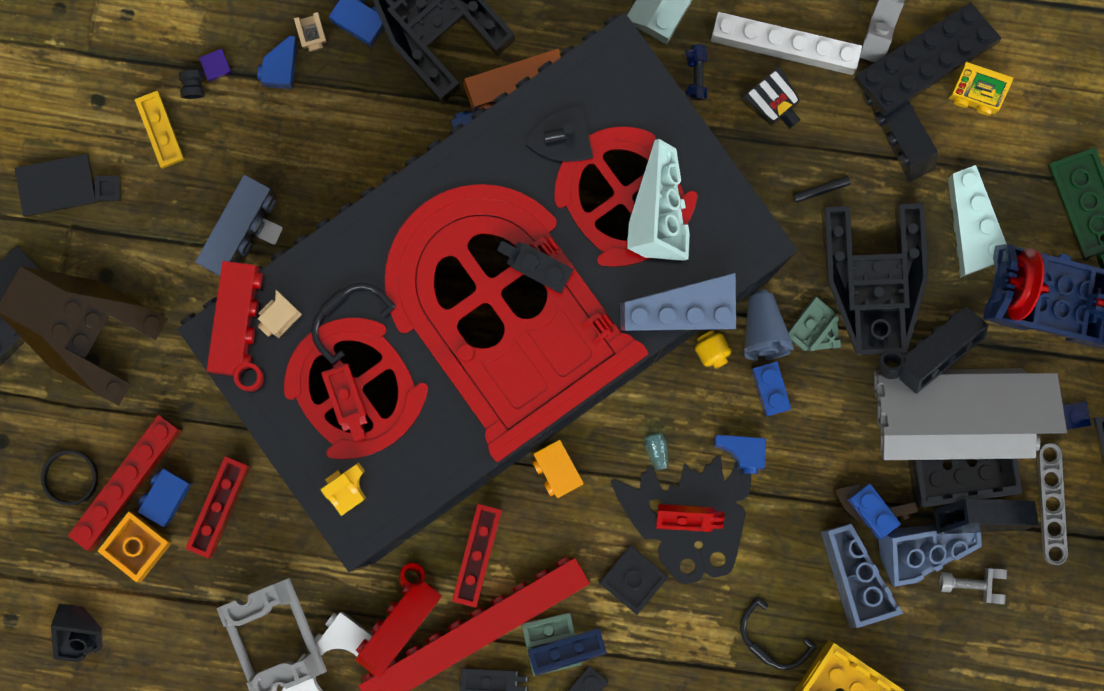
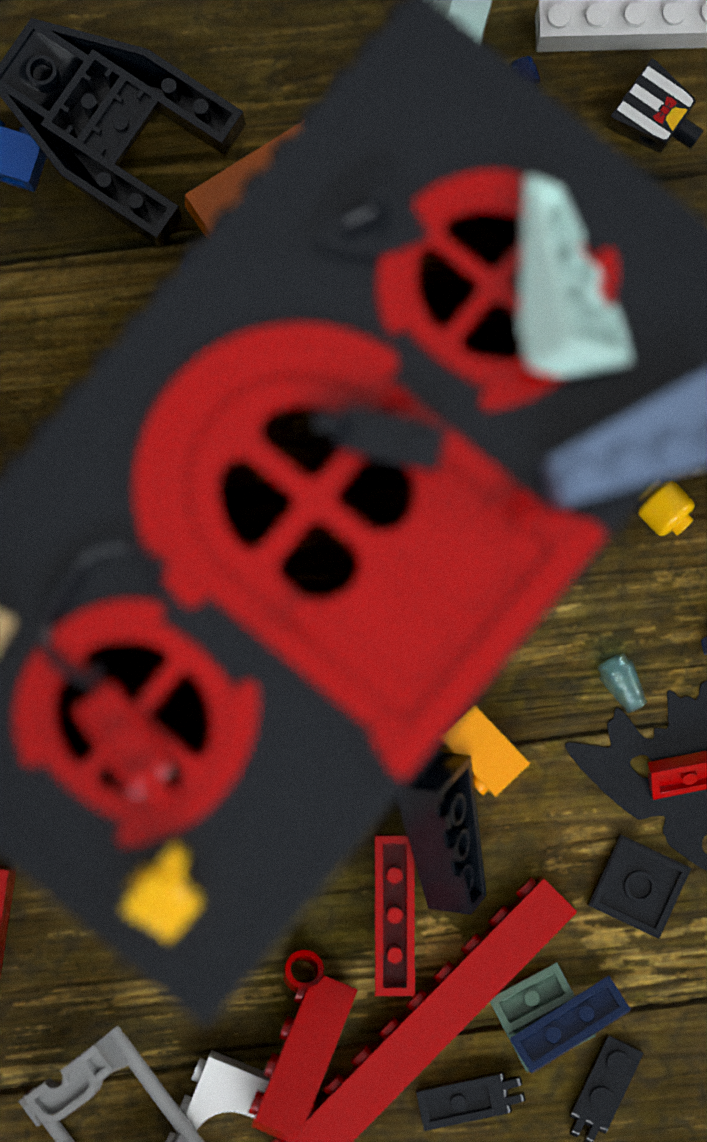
camera: 10 degrees left, 0 degrees up
(520, 511) = (445, 833): none -> black wedge

